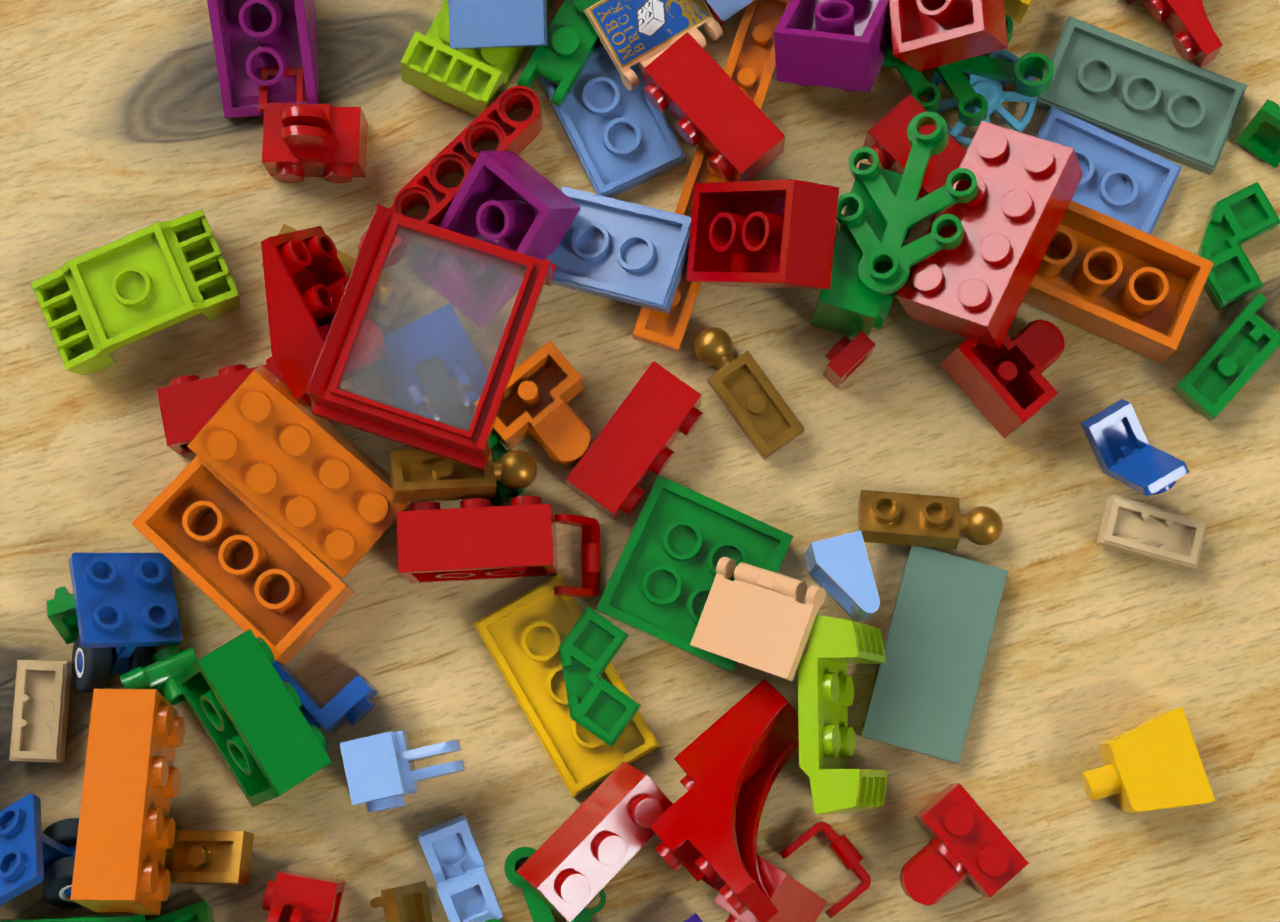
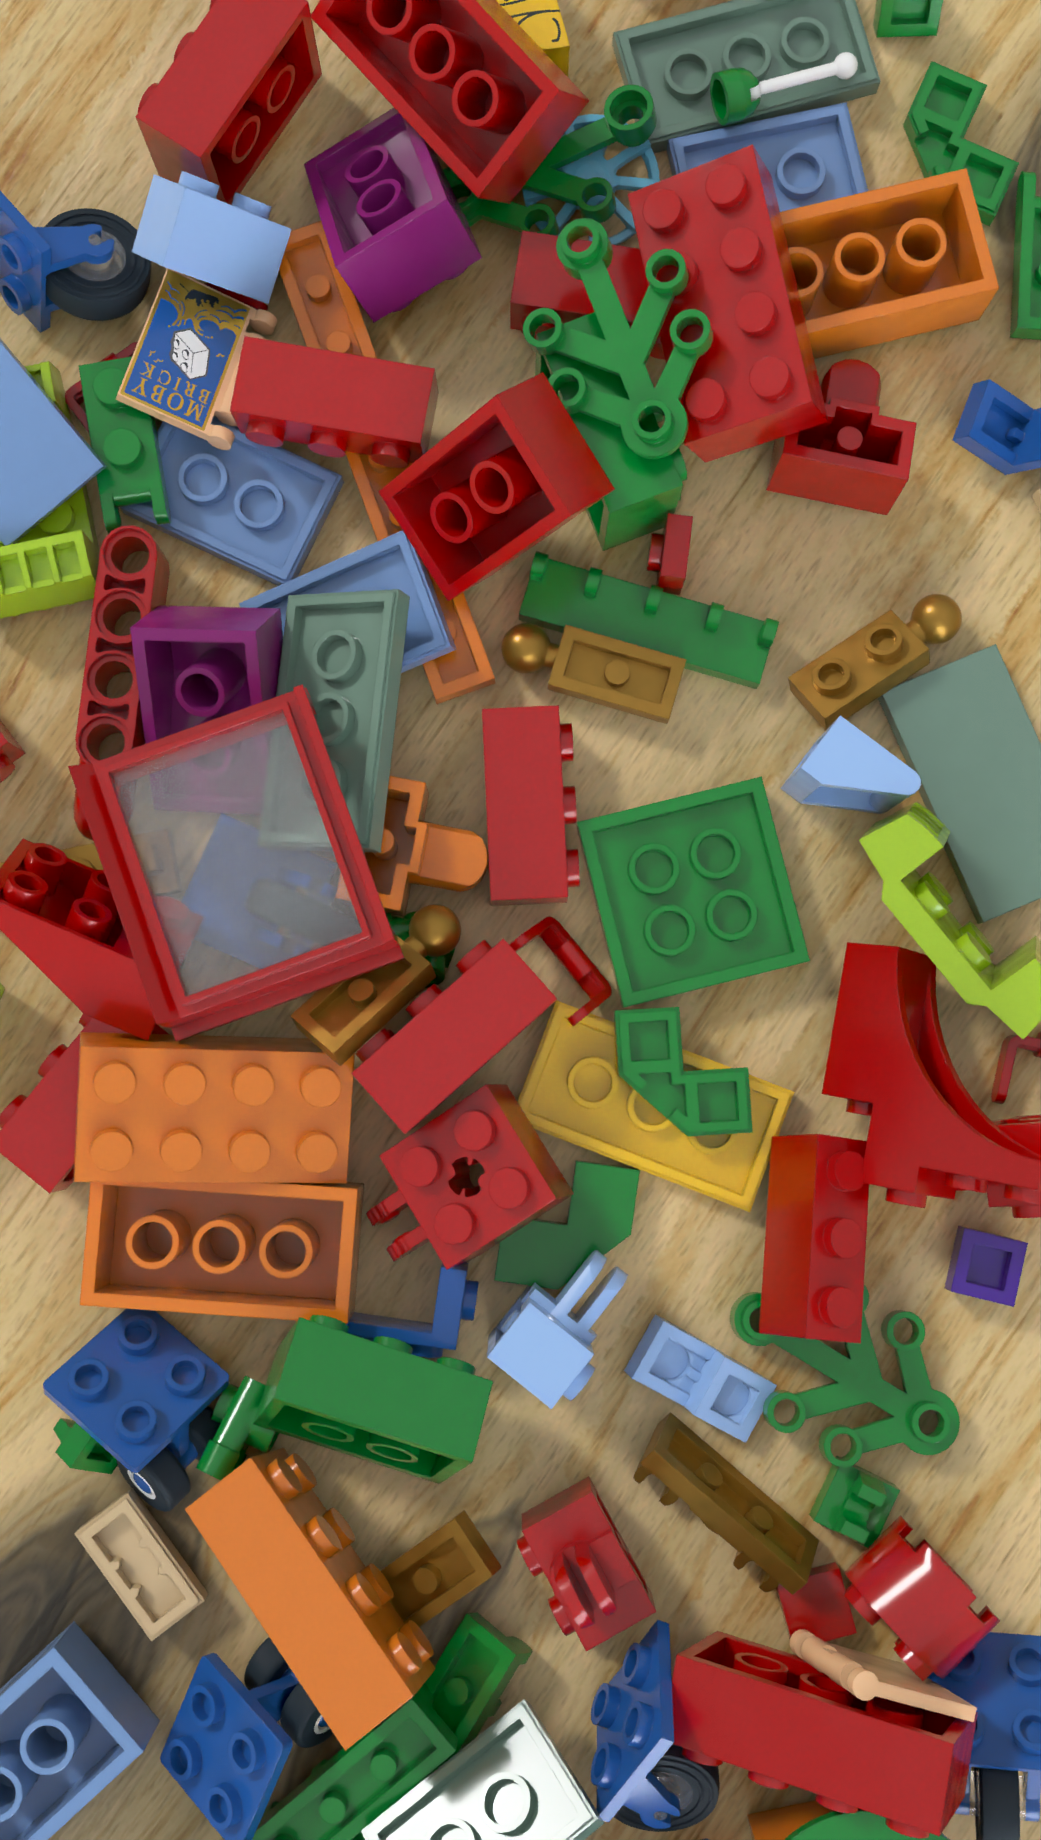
camera: 45 degrees left, 5 degrees up
(395, 648) = (436, 1184): none -> red hinge
(477, 726) = (596, 1220): none -> green tile
(594, 271) = (351, 662): none -> sand green tile
(758, 618) = (802, 887): light nougat piece -> none
(803, 386) = (703, 634): none -> green hinge
(1114, 110) = (738, 93): none -> hinge

